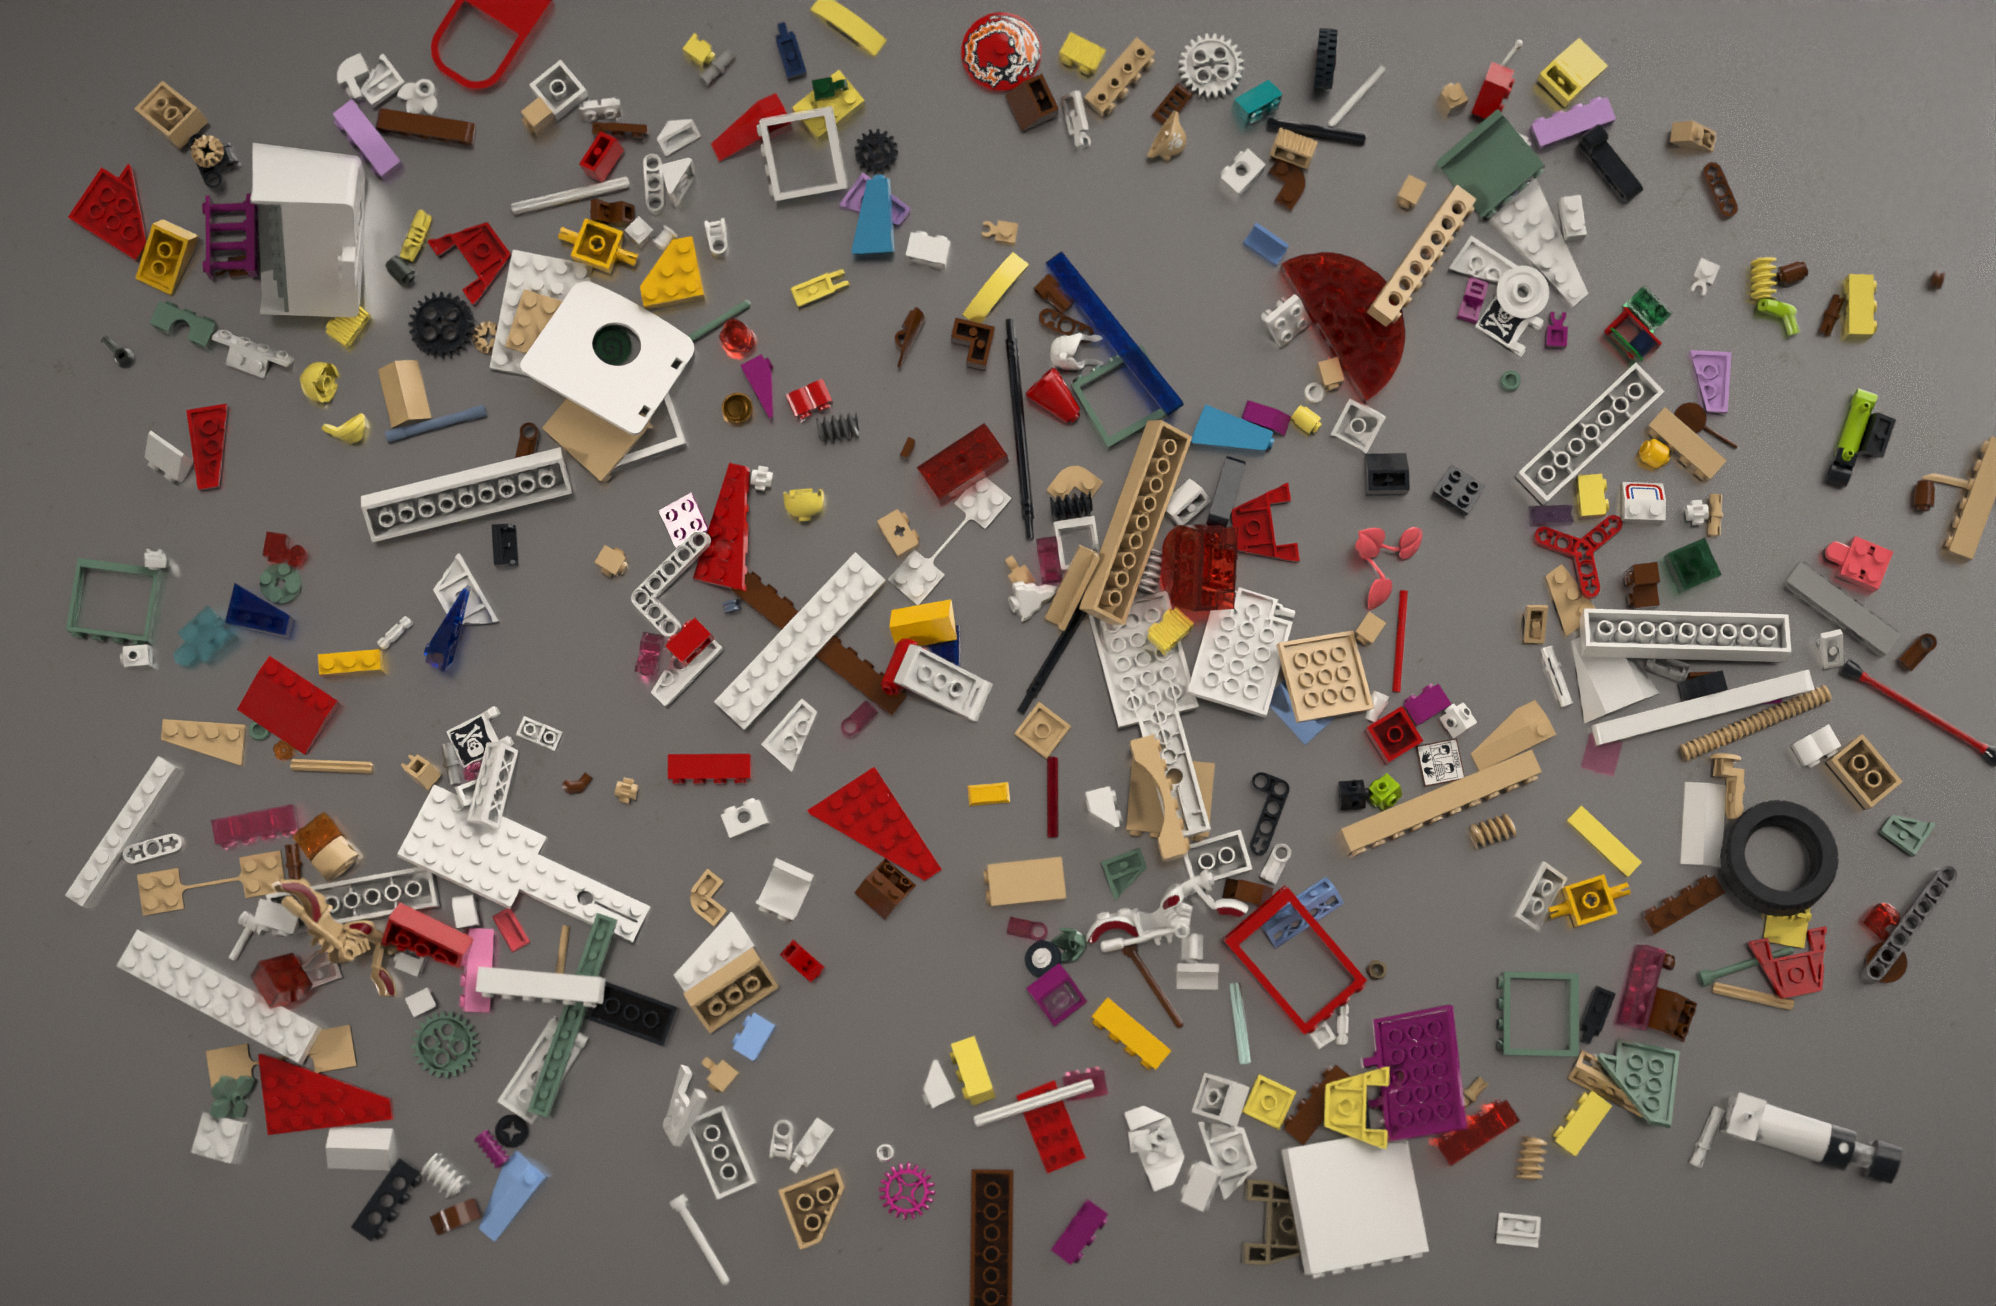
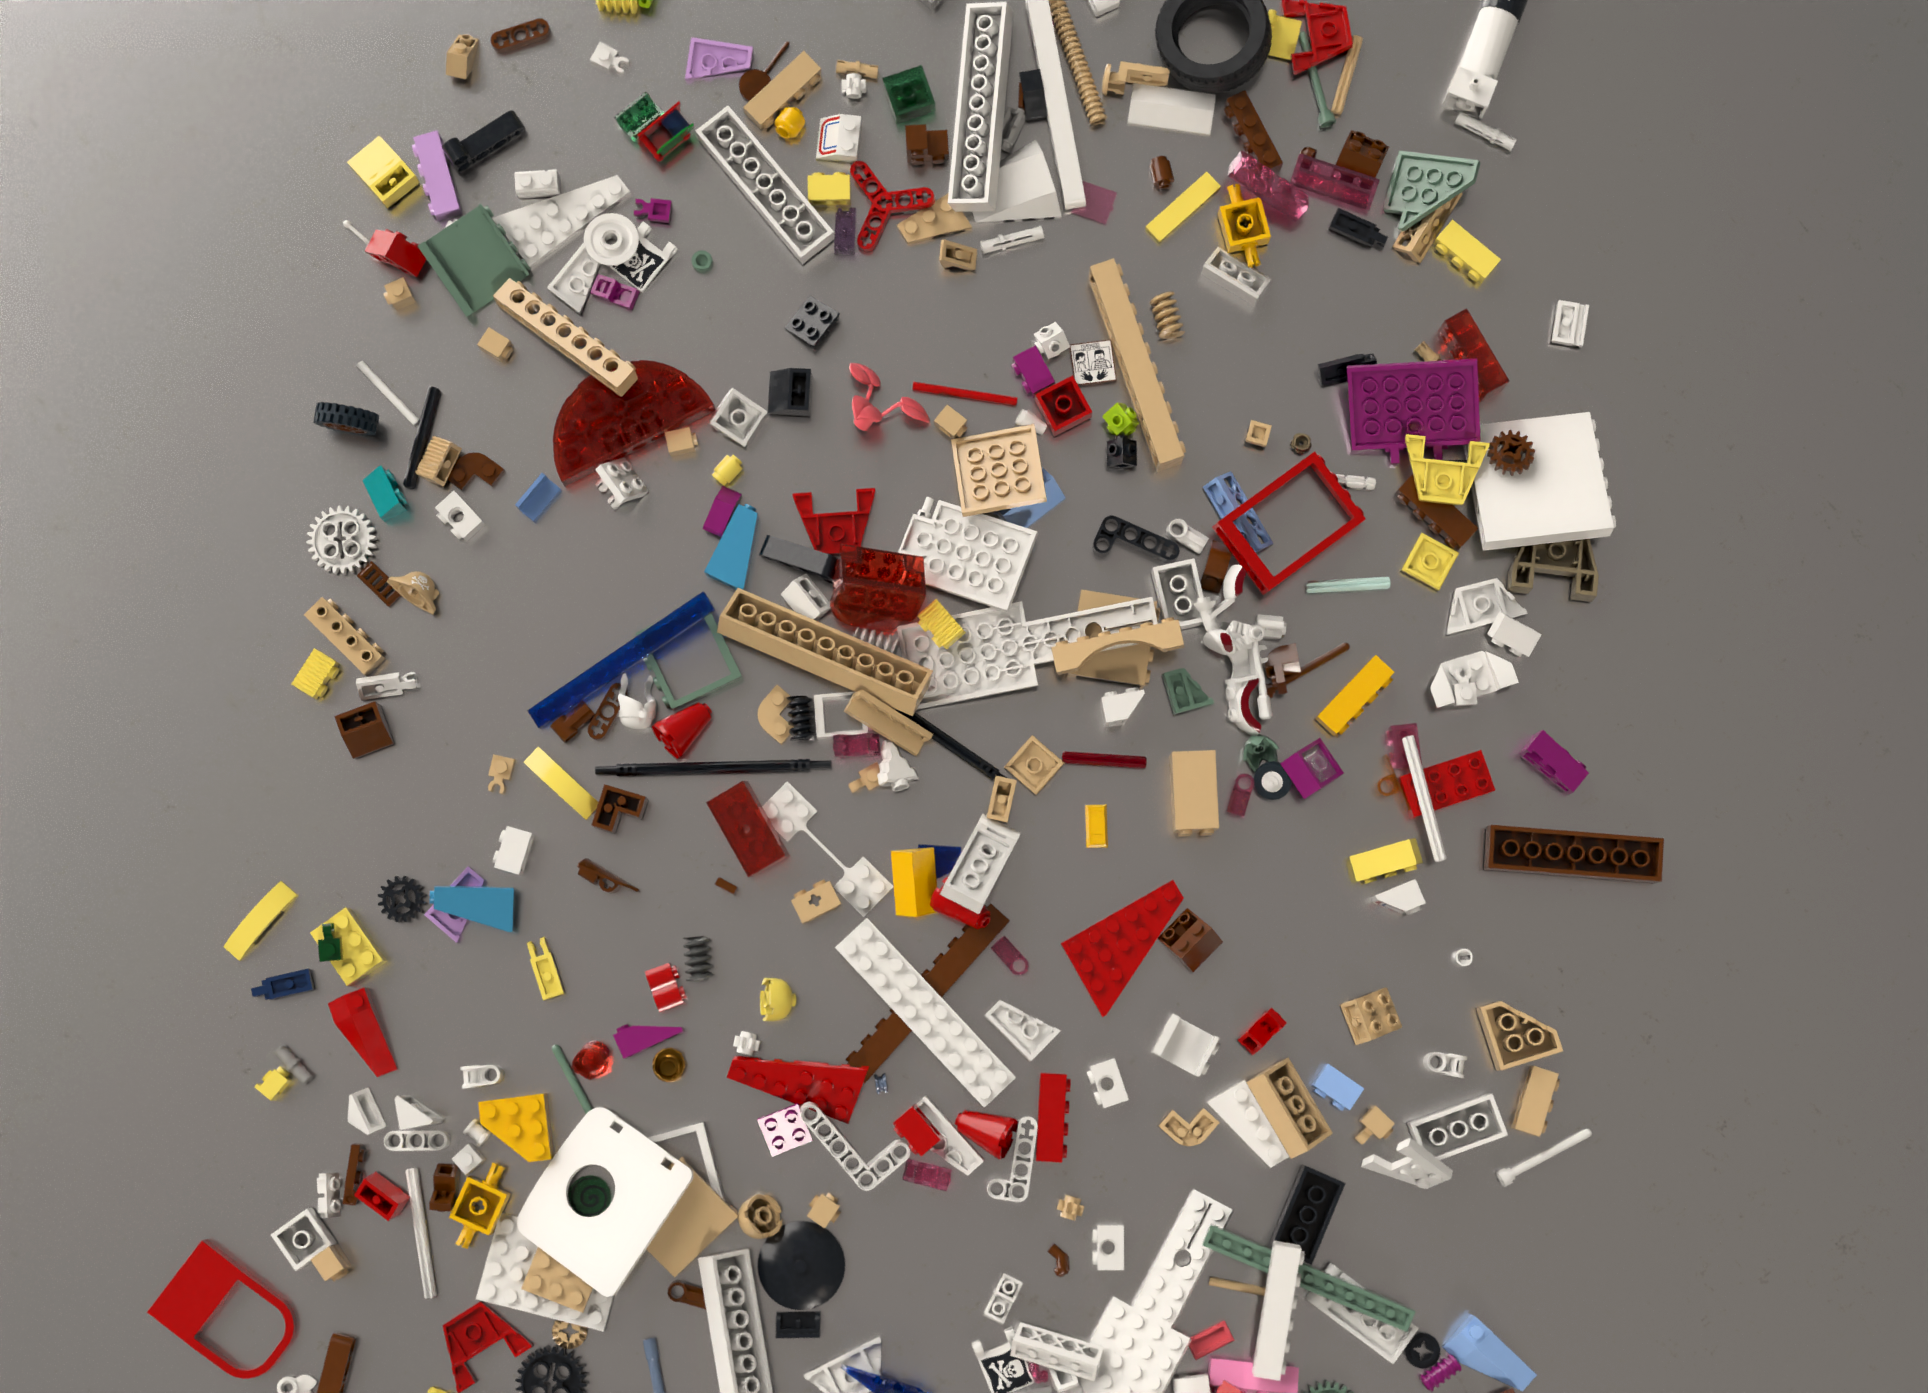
camera: 85 degrees left, 0 degrees up
(559, 544) = (801, 1265): none -> black dish
(601, 502) = (760, 1217): none -> tan cylinder
(604, 830) = (1111, 1233): none -> white brick
(670, 738) = (1018, 1158): none -> white beam
(692, 708) = (988, 1131): none -> red cone
(751, 1228) = (1535, 1101): none -> tan brick
(770, 168) = (392, 1015): white window -> none
(810, 1144) = (1451, 1034): white hinge -> none
(823, 1067) = (1371, 1016): none -> tan bracket
(891, 1200) = (1520, 928): dark pink gear -> none
(1000, 52) = (305, 760): dish -> none
(1007, 700) = (1001, 798): none -> tan slope
(1043, 1078) = (1394, 784): none -> clear orange piece
(1158, 961) = (1282, 662): none -> brick
(1197, 976) = (1298, 624): white panel -> none
(1220, 1099) = (1425, 610): white slope -> none
(1314, 393) = (699, 460): white tile -> none
(1322, 1035) = (1365, 502): white tile -> none
(1382, 926) = (1258, 433): none -> tan tile
(1384, 1176) = (1510, 453): none -> reddish brown gear
(1451, 995) = (1336, 370): none -> black hinge
(1519, 732) = (1068, 282): tan wedge -> none
(1531, 1159) = (1500, 303): tan piece -> none
(1573, 1014) = (1355, 251): sand green window -> none
(1629, 920) = (1268, 186): none -> clear pink brick
(1636, 817) = (1161, 172): none -> reddish brown brick

